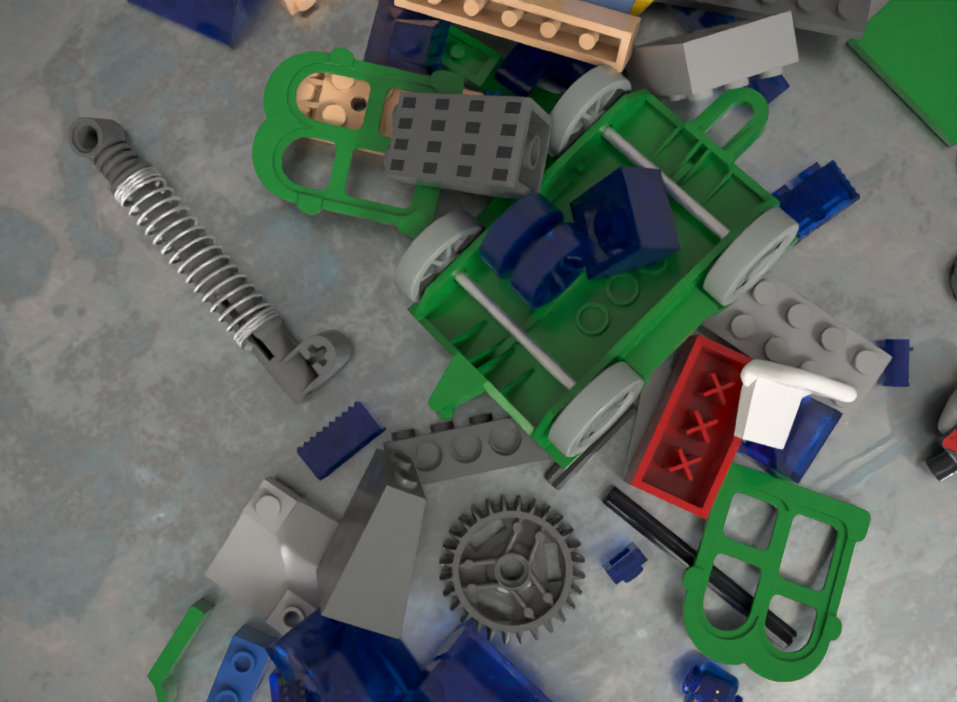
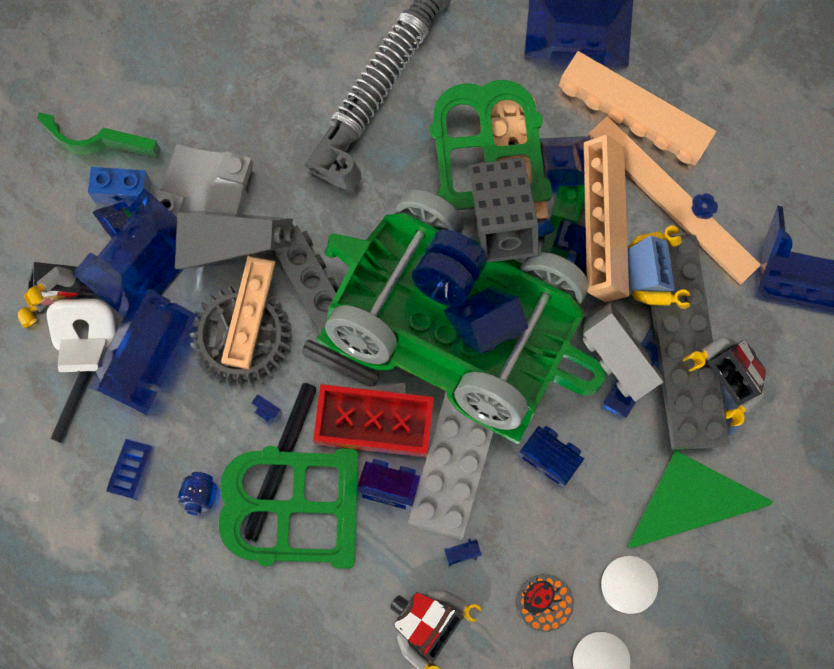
camera: 65 degrees right, 10 degrees down
(341, 439) = (291, 200): clear blue brick -> none
(492, 552) = (248, 312): none -> light nougat tile
(773, 396) = (404, 458): white piece -> none

